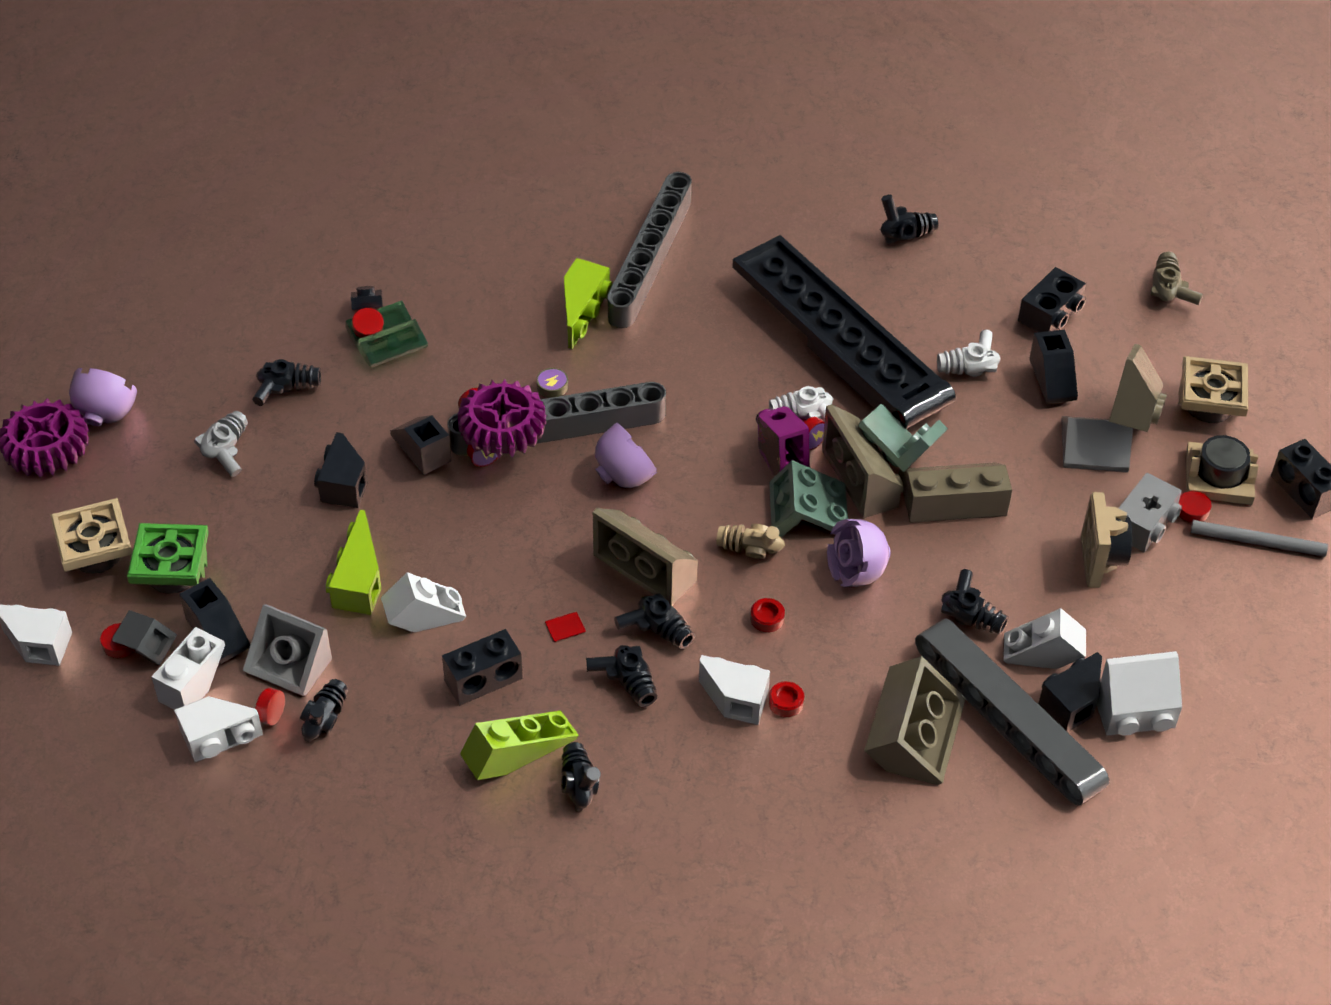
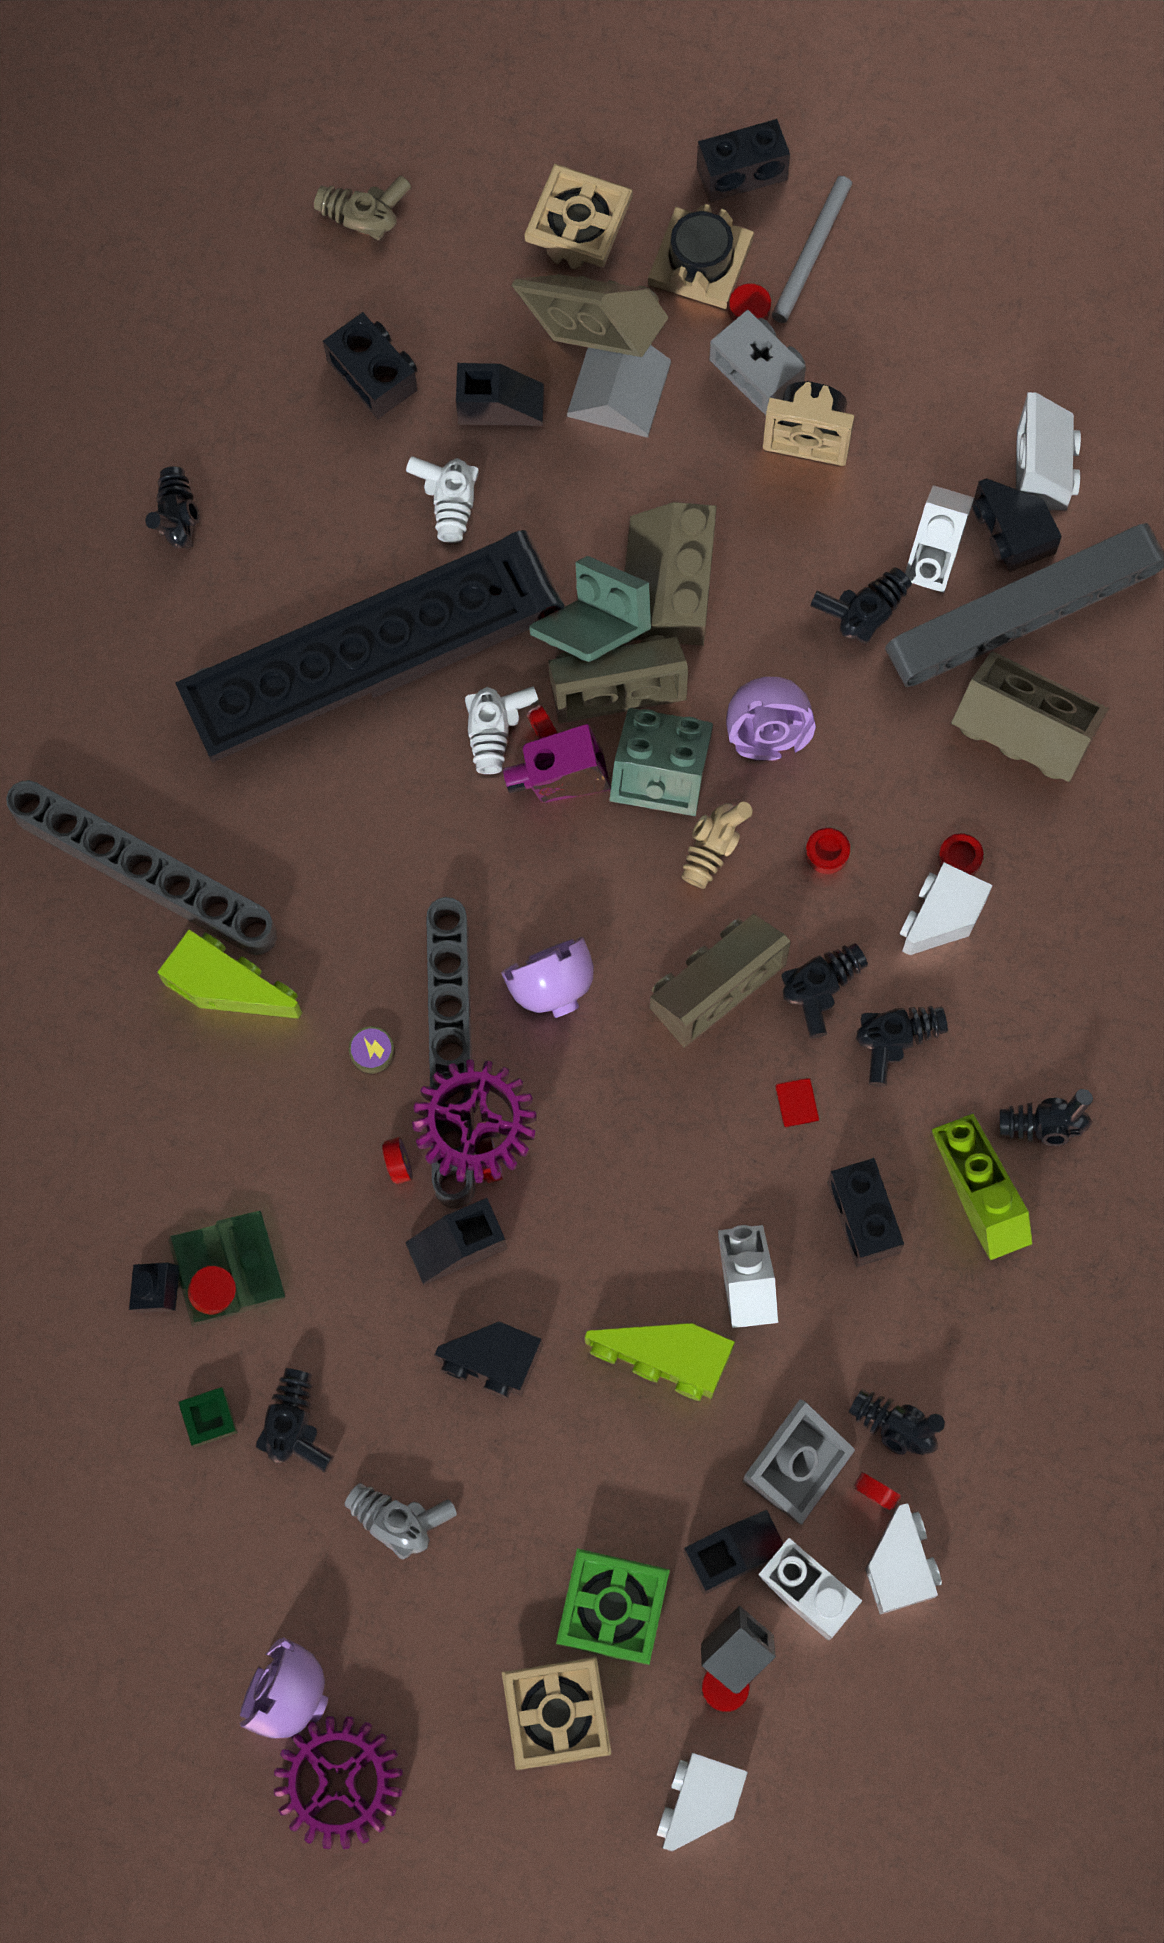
camera: 75 degrees left, 25 degrees up
(283, 339) = (208, 1417): none -> dark green plate

